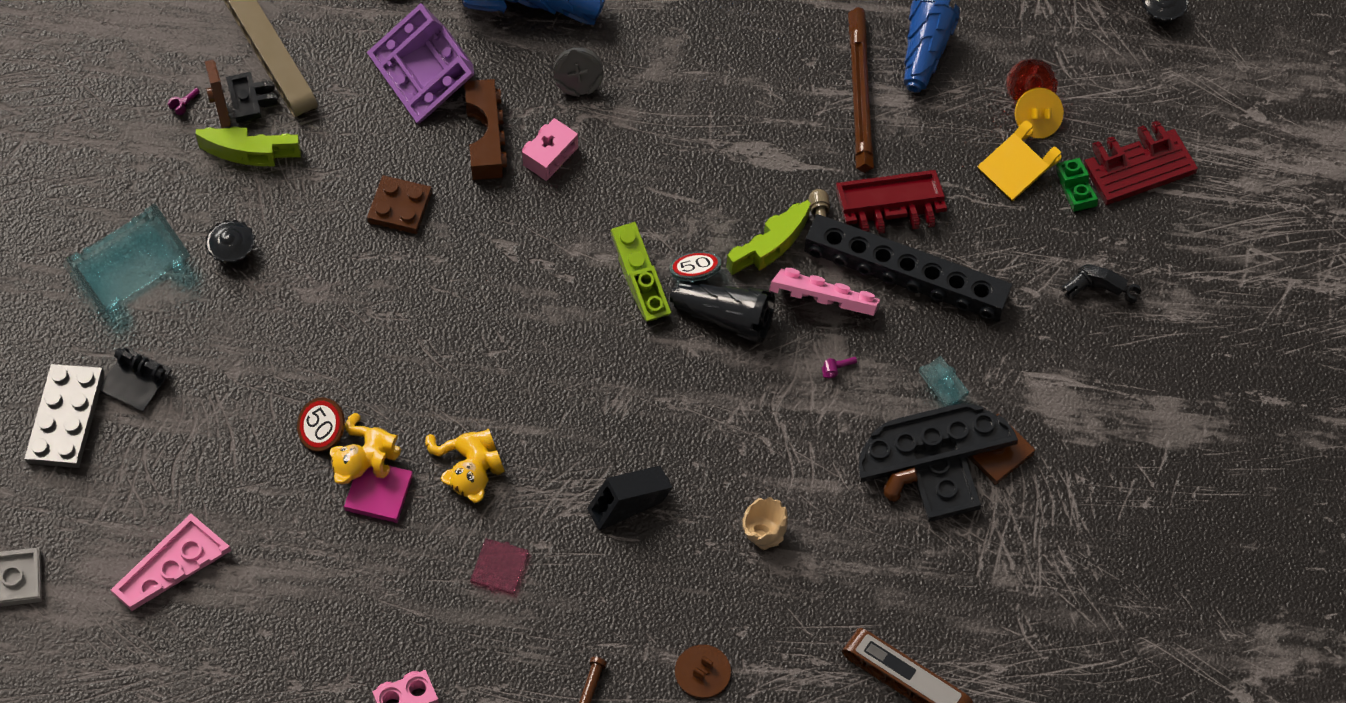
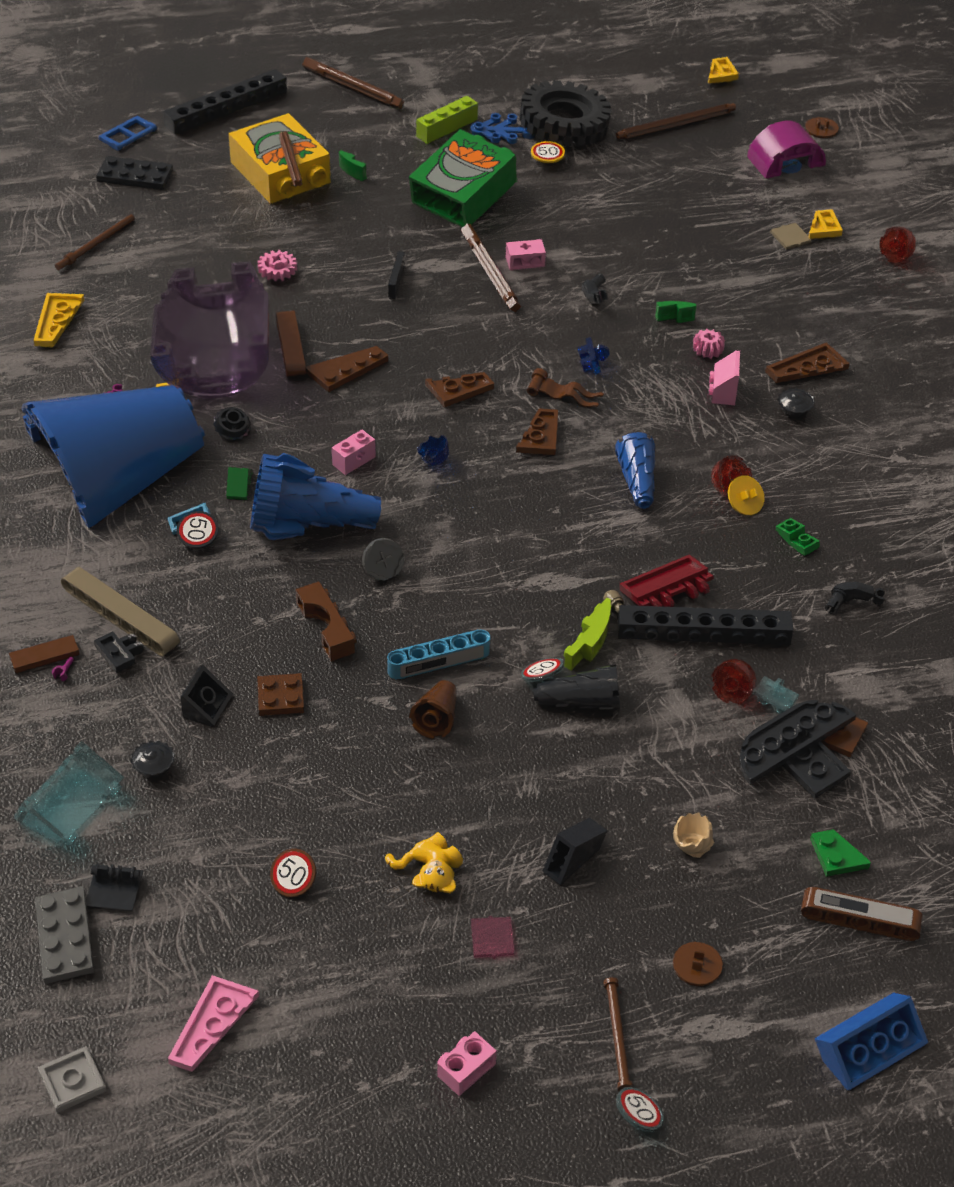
camera: 20 degrees left, 15 degrees down
(170, 75) = (44, 653): none -> reddish brown tile
(215, 93) = (96, 650): reddish brown plate -> none
(238, 147) = (128, 688): lime slope -> none
(314, 184) = (204, 698): none -> black slope
(354, 460) = (337, 888): yellow animal -> none
(379, 496) = (364, 910): dark pink tile -> none
(421, 62) = (252, 587): medium lavender slope -> none
(549, 149) = (385, 620): bright pink brick -> none
(554, 279) = (435, 710): none -> reddish brown cone
(578, 204) = (438, 654): none -> dark azure beam
(639, 272) = (501, 689): lime slope -> none
(824, 292) = (642, 656): bright pink wing -> none
(830, 366) = (684, 710): magenta hand -> none
(861, 103) = (605, 517): reddish brown piece -> none
(896, 482) = (777, 775): reddish brown arm -> none
(903, 350) = (734, 681): none -> clear red cylinder
(919, 596) = (837, 854): none -> green wing
(1015, 164) = (745, 535): yellow flag -> none
(1137, 170) = (835, 512): dark red hinge -> none

